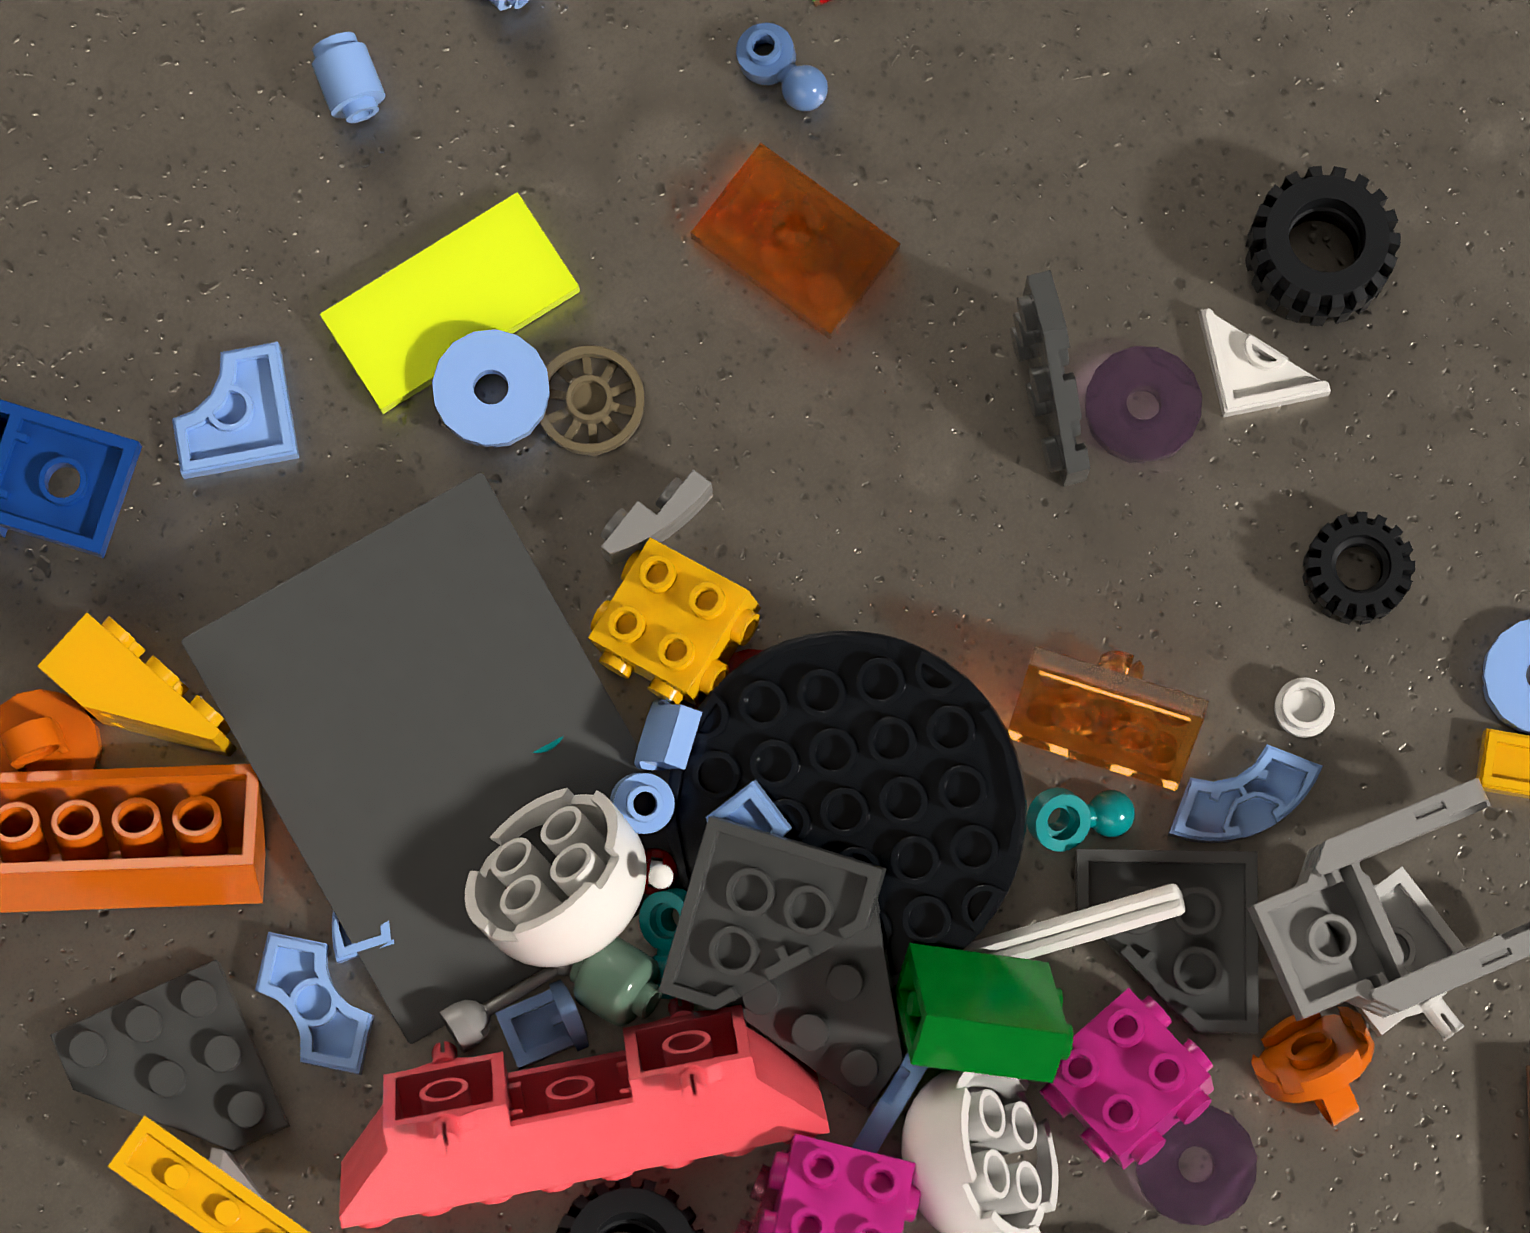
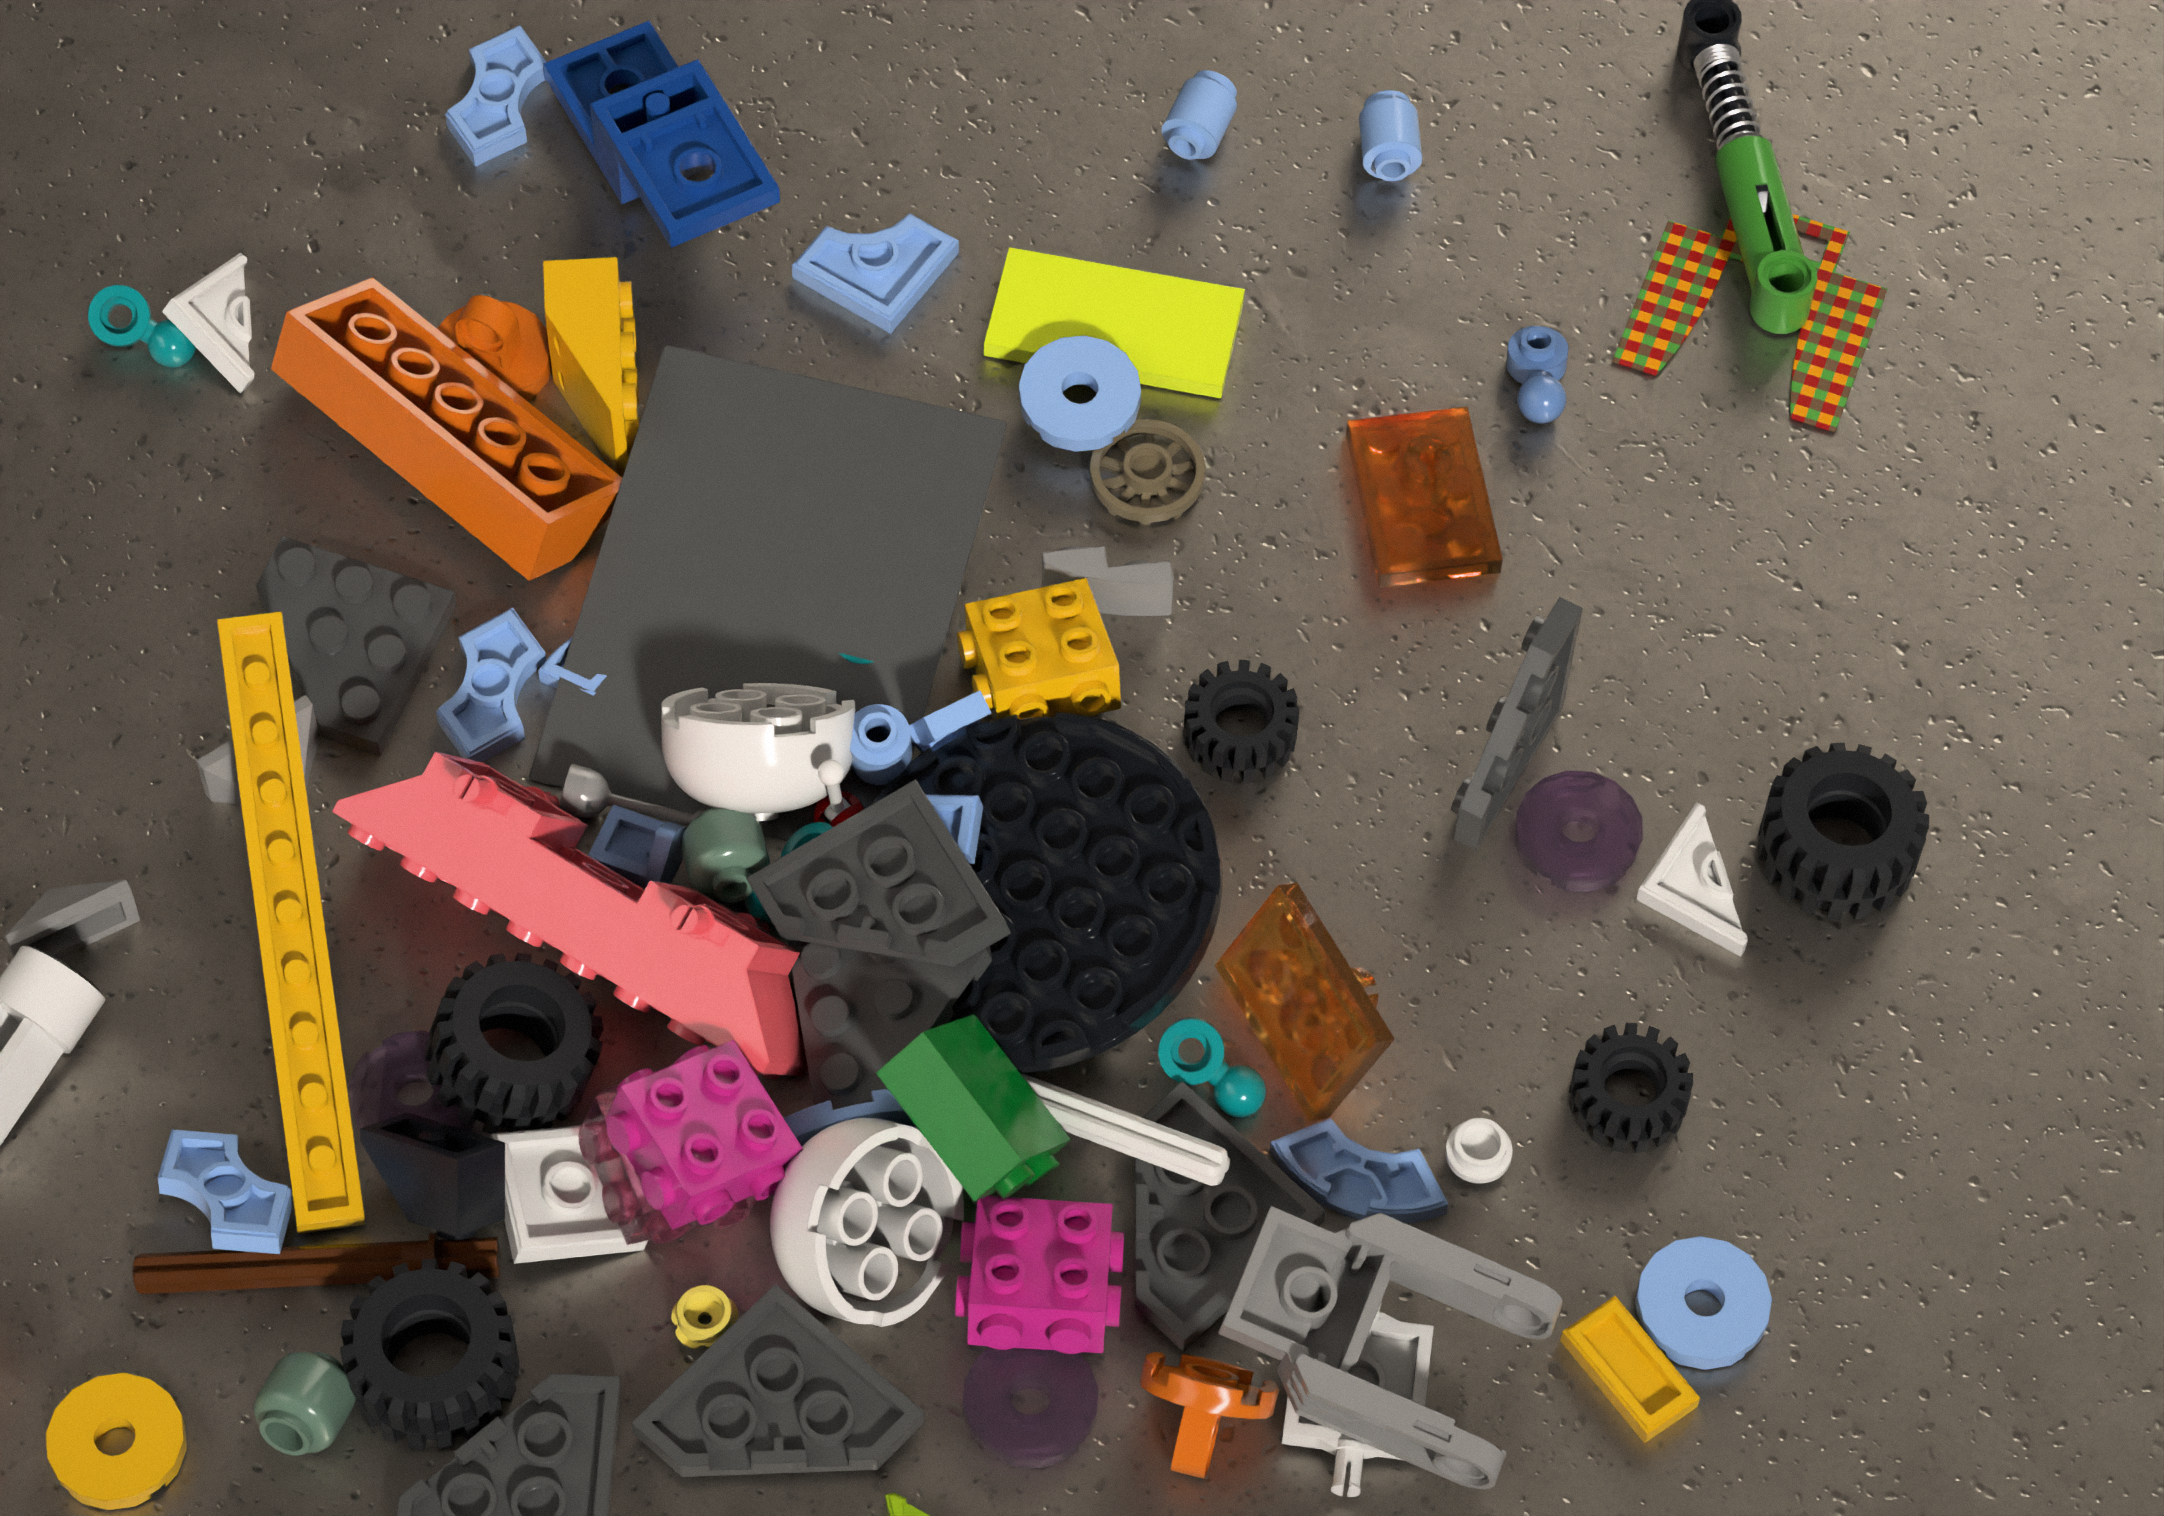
camera: 40 degrees right, 20 degrees down
(856, 504) = (1249, 691): none -> black tyre

